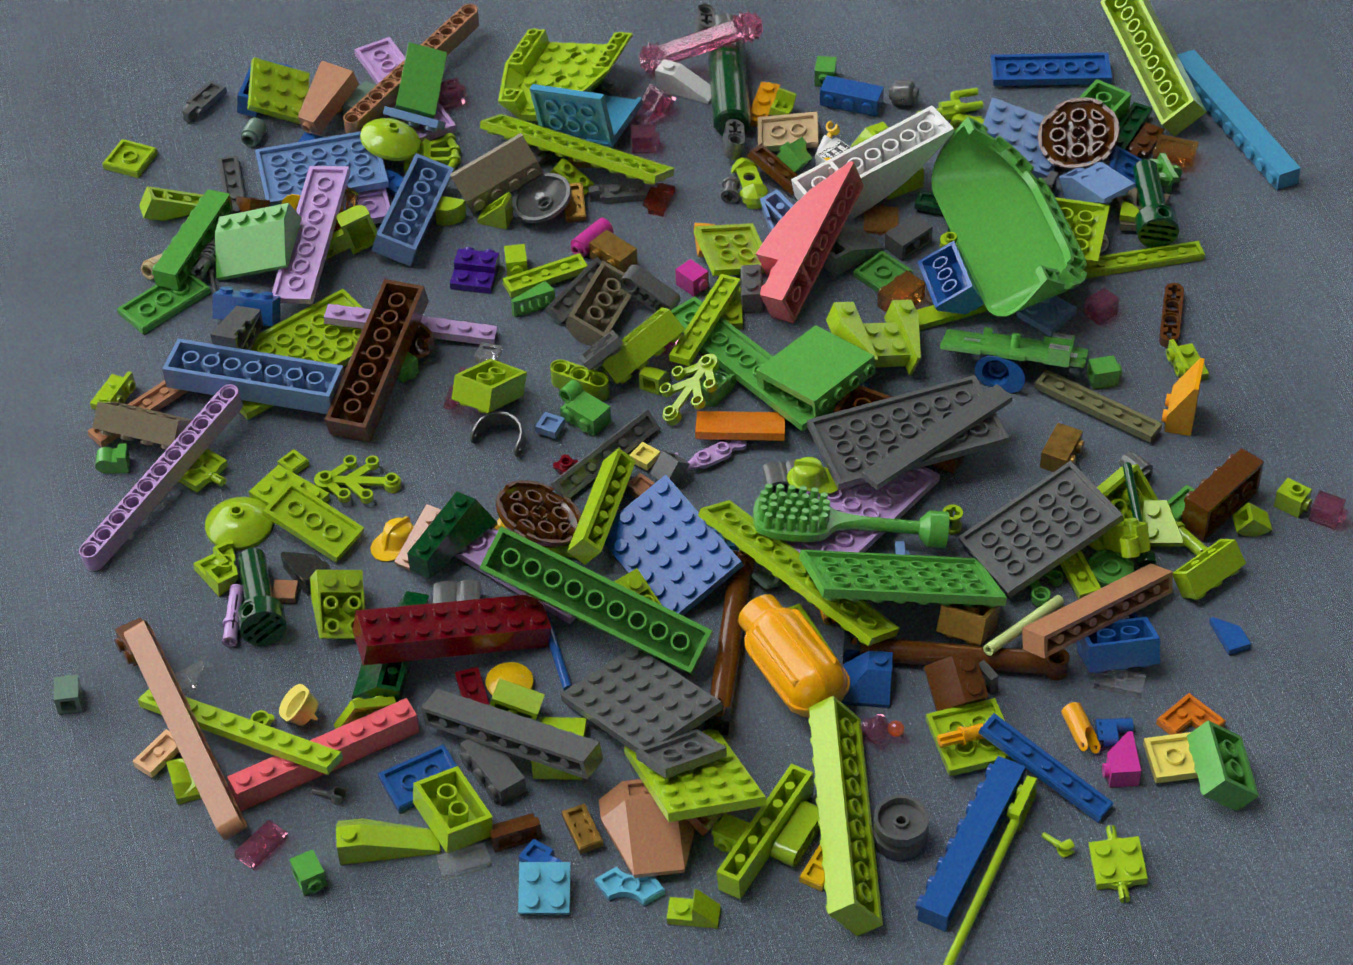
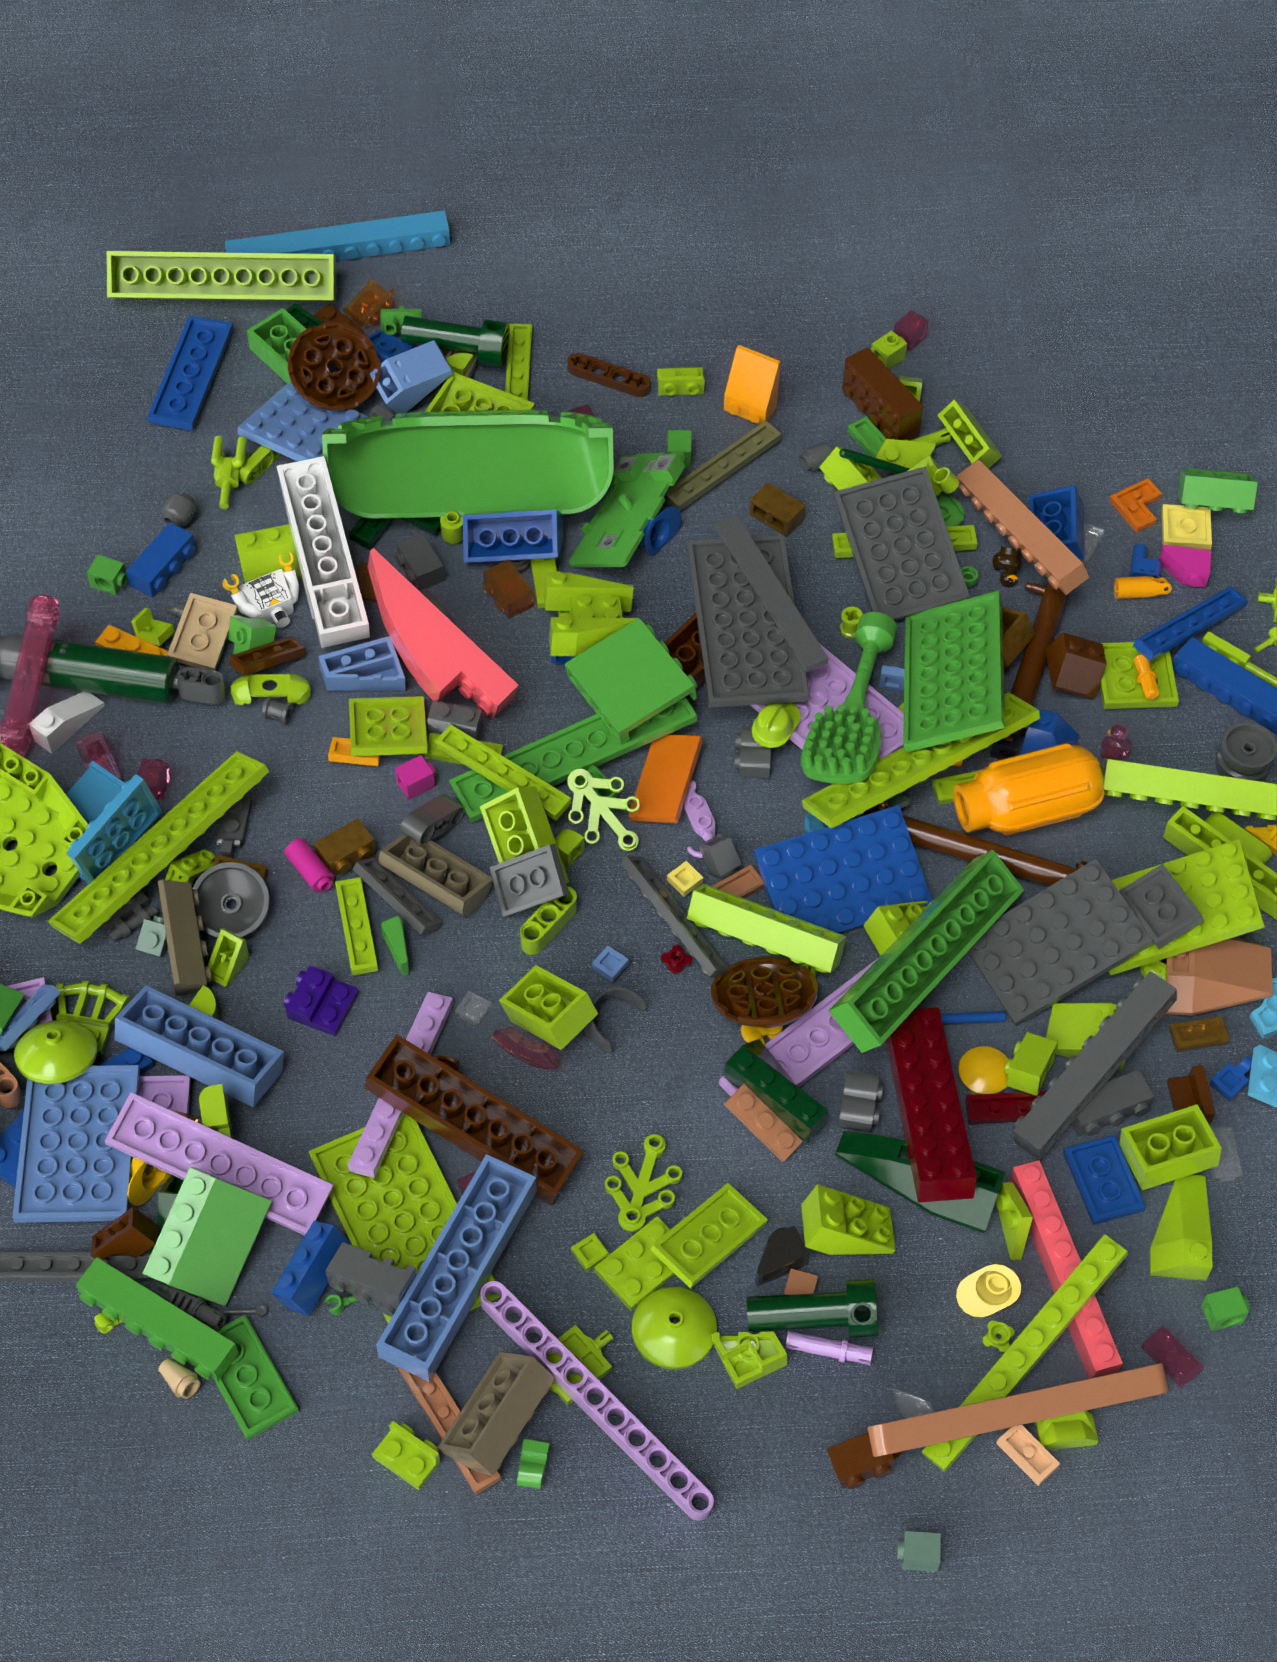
camera: 80 degrees left, 10 degrees up
(167, 204) = (65, 1344): lime slope -> none
(391, 540) = (746, 1157): yellow piece -> none
(515, 259) = (324, 951): lime brick -> none
(583, 409) = (599, 924): bright green hinge -> none
(658, 199) = (262, 795): clear red piece -> none
(879, 271) = (463, 599): bright green tile -> none
(1016, 630) = (1013, 597): yellowish green piece -> none
(1230, 636) = (1045, 447): blue tile -> none

